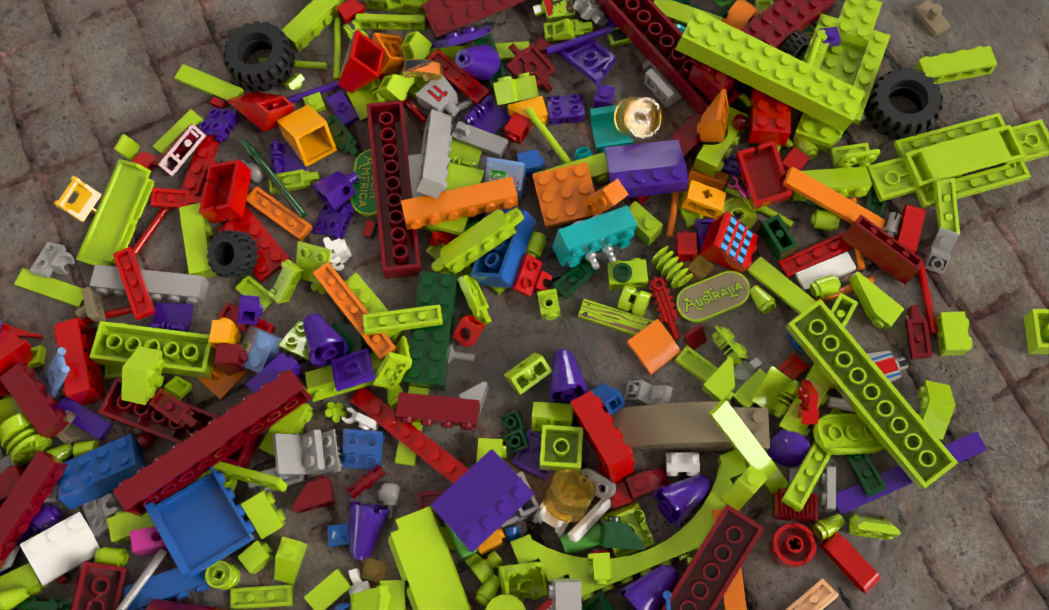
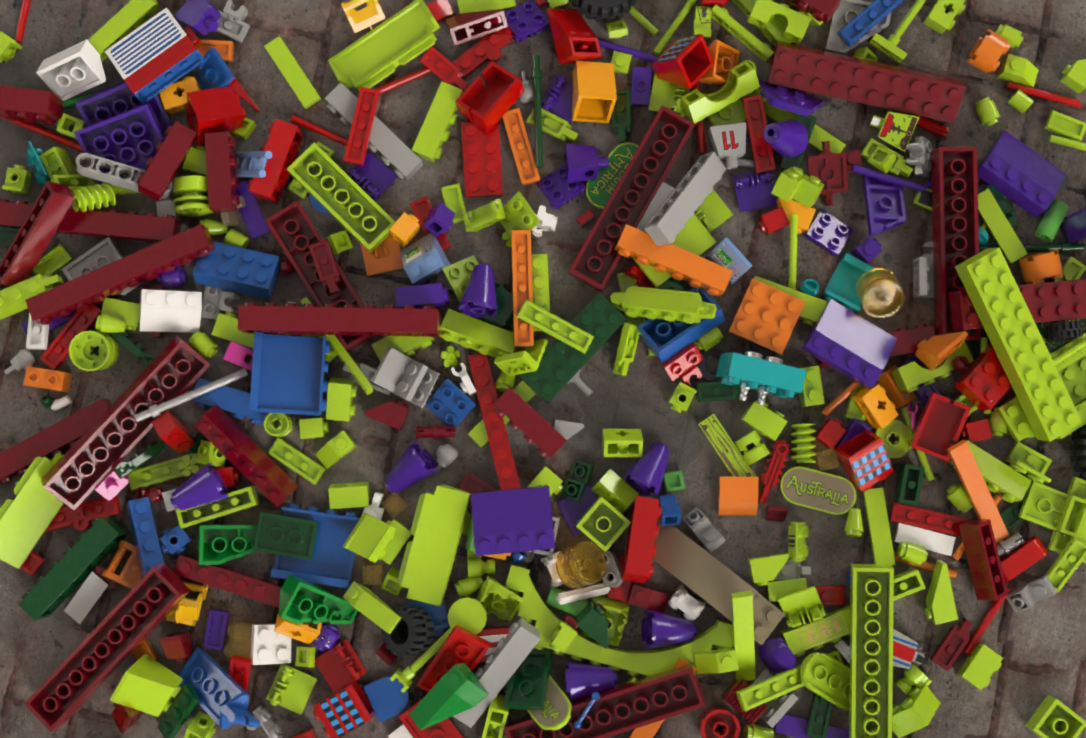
camera: 25 degrees right, 15 degrees up
(51, 259) = (307, 47): light grey plate -> none
(93, 306) = (315, 118): dark tan tile -> none
(142, 375) = (319, 220): lime brick -> none
(230, 358) = (398, 254): dark red slope -> none
(244, 254) = (445, 158): black tyre -> none
(338, 535) = (386, 457): blue tile -> none
(352, 369) = (487, 337): dark purple tile -> none
(421, 67) = (731, 106): slope -> none
(475, 328) = (608, 371): red brick -> none
(479, 139) = (734, 207): light grey hinge -> none
(532, 161) = (761, 260): blue brick -> none
(594, 374) = (673, 481): none -> bright green tile
(605, 197) = (794, 349): orange brick -> none
(622, 272) = (759, 419): dark green tile -> none
(695, 364) = (759, 535): lime tile -> none
(808, 408) = (815, 640): red plate -> none
(910, 382) = (912, 676): none -> lime piece

